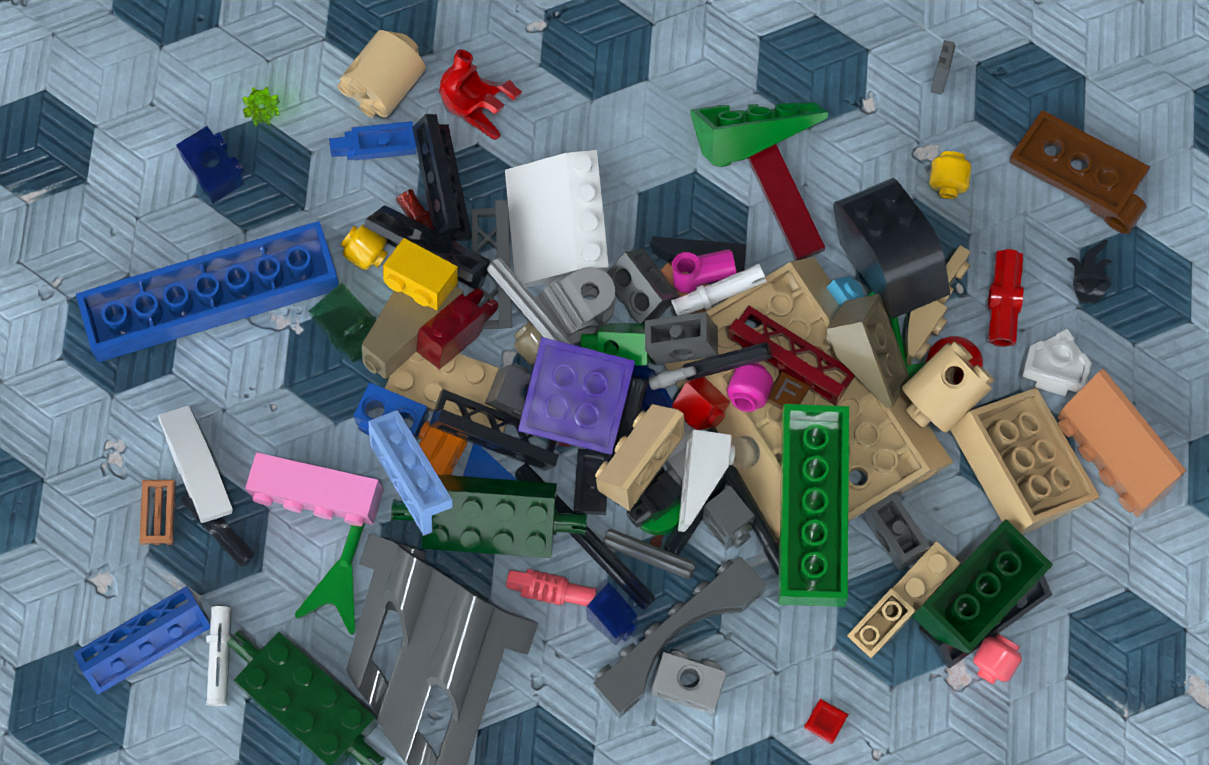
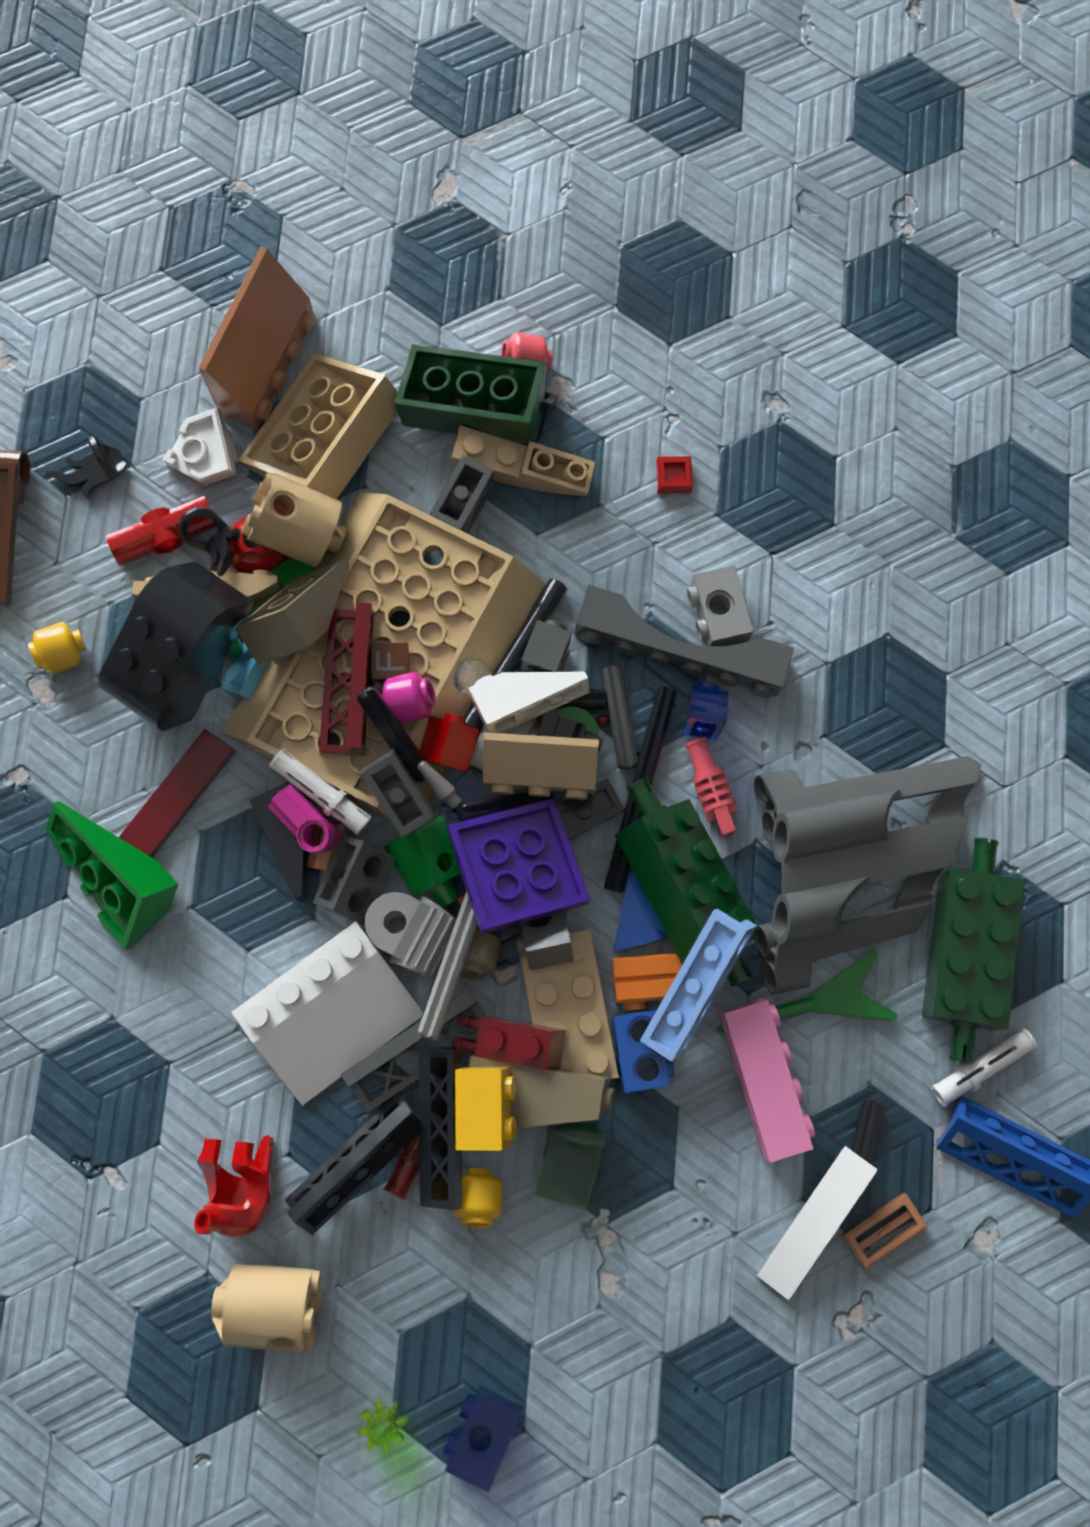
camera: 125 degrees left, 5 degrees up
(207, 291) = (633, 1339): blue brick -> none
(375, 142) = (350, 1266): blue hinge -> none
(492, 437) = (611, 938): black fence -> none
(814, 505) = (494, 567): green brick -> none
(969, 331) = (219, 545): none -> black piece

